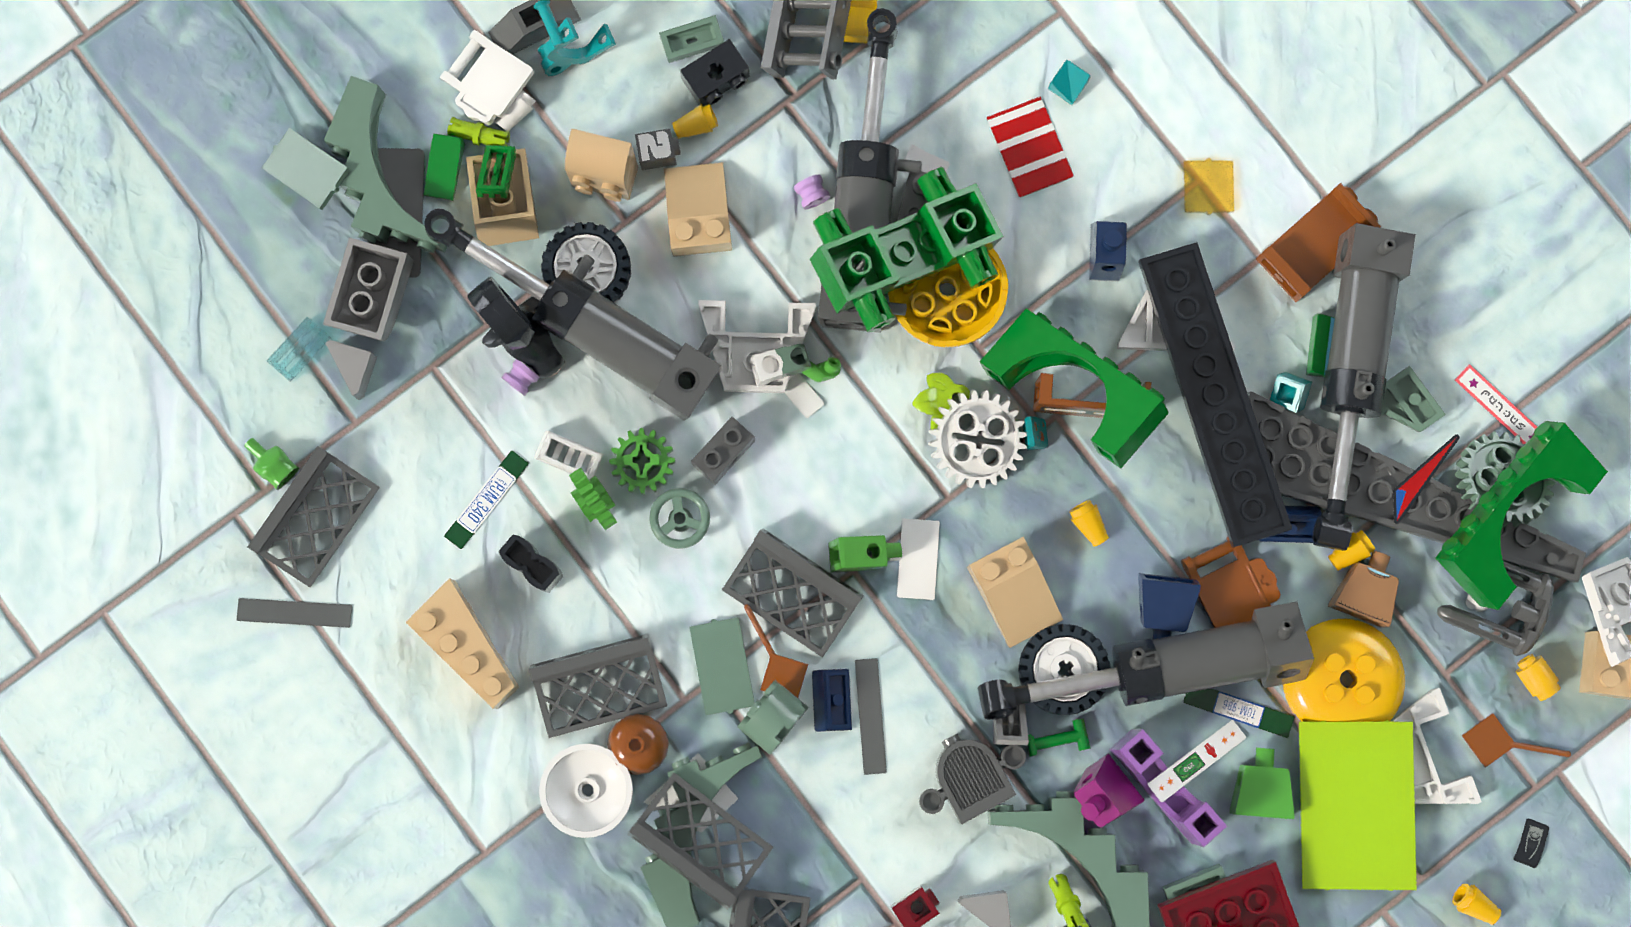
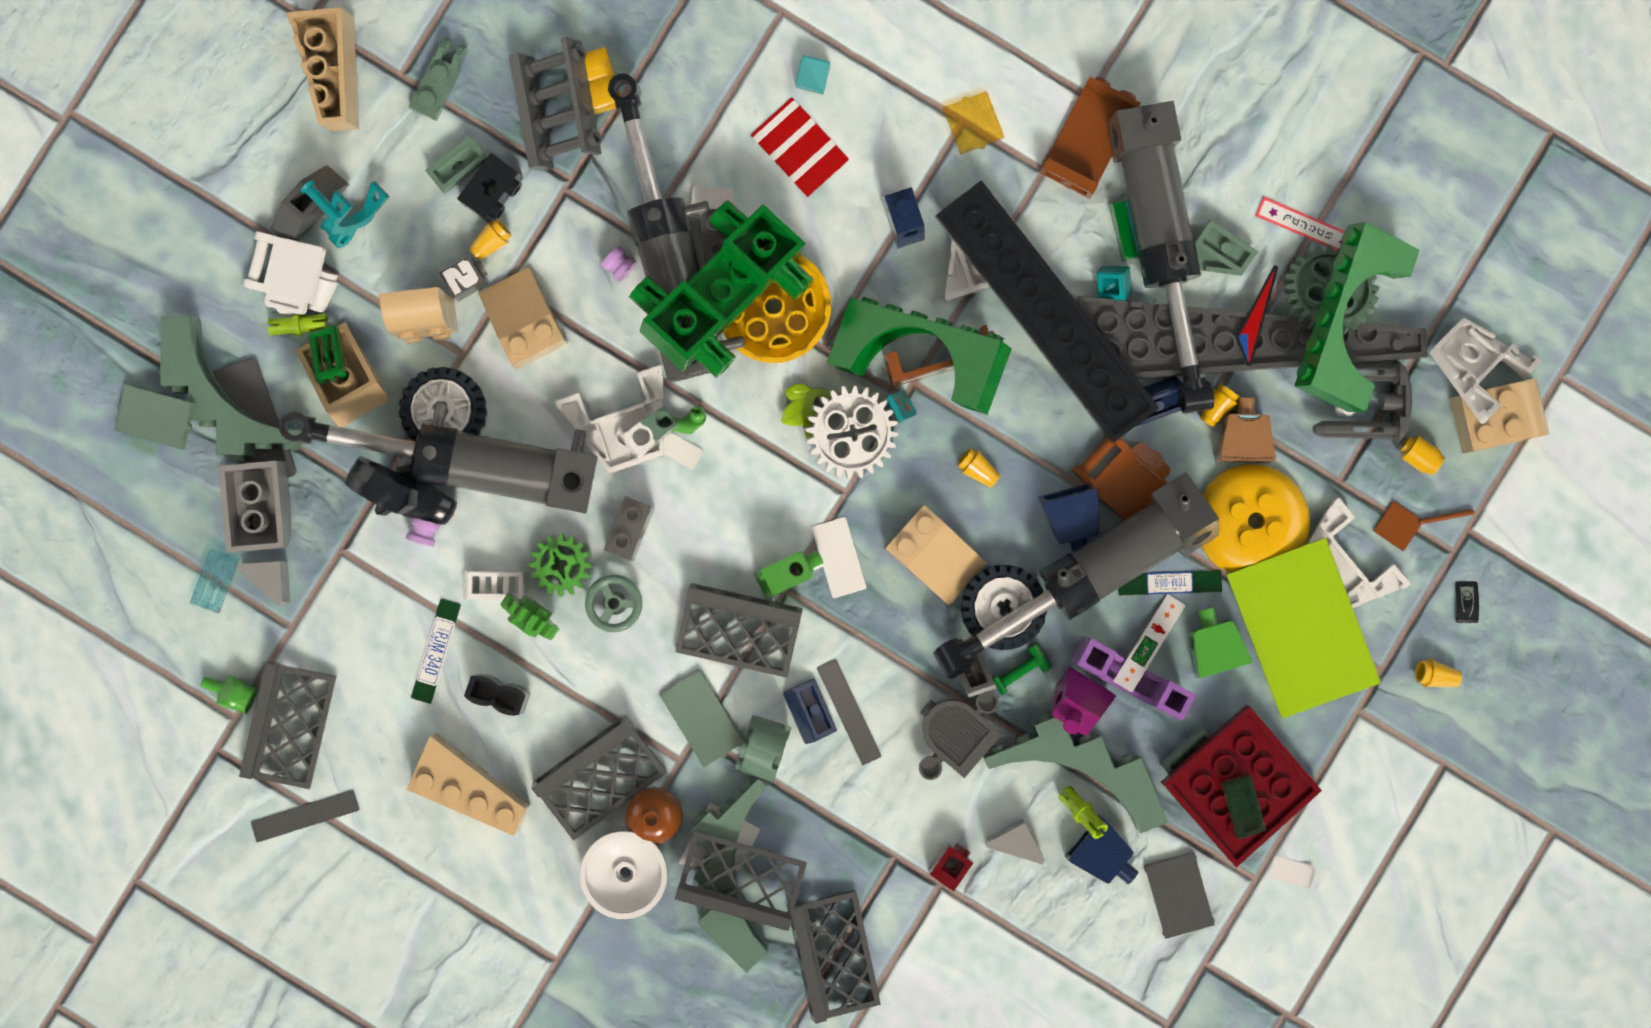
camera: 20 degrees left, 5 degrees up
(444, 166) = (278, 366): green slope -> none
(784, 670) = (754, 702): dark orange piece -> none

